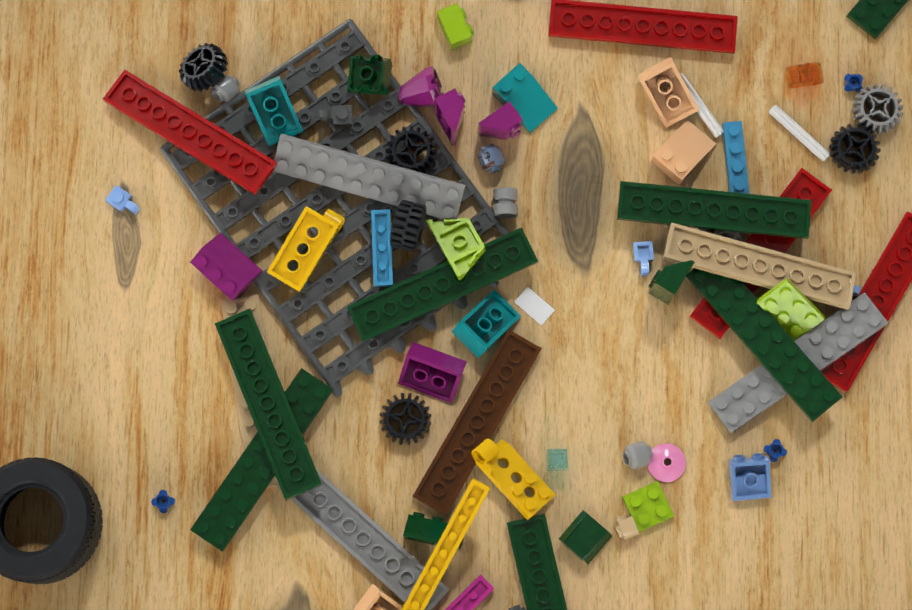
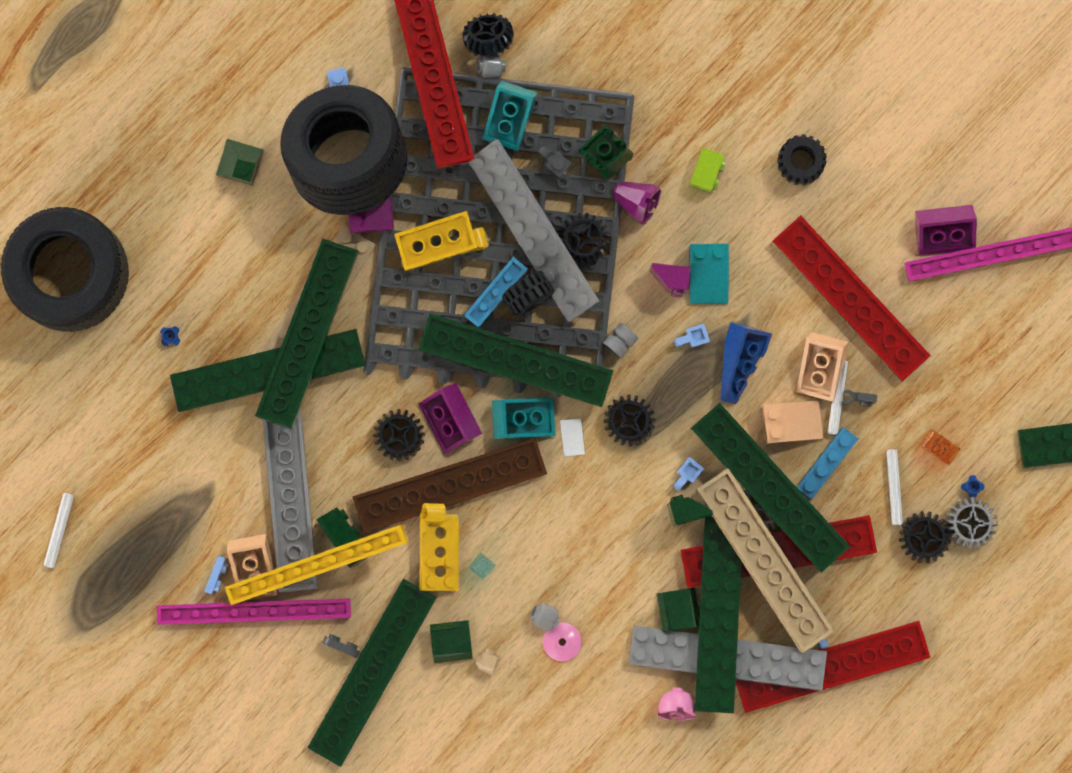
camera: 50 degrees right, 5 degrees up
(98, 325) = (239, 162): none -> dark green slope
(199, 264) = (351, 185): none -> black tyre
(450, 113) = (640, 236): magenta slope -> none
(458, 242) = (555, 340): lime wing -> none
(491, 158) = (640, 297): sand blue head -> none
(556, 152) = (695, 336): none -> light blue plate
(557, 254) = (642, 410): none -> black gear
(601, 134) = (741, 353): none -> blue wedge
(648, 506) = (518, 661): lime plate -> none
(718, 88) = (864, 398): none -> dark grey plate
(729, 360) = (678, 609): none -> dark green slope
(750, 477) = (612, 708): medium blue plate -> none
(775, 455) = (646, 710): blue plate -> none
(791, 309) = (758, 613): lime plate -> none
(794, 430) = (677, 705): none -> bright pink cylinder

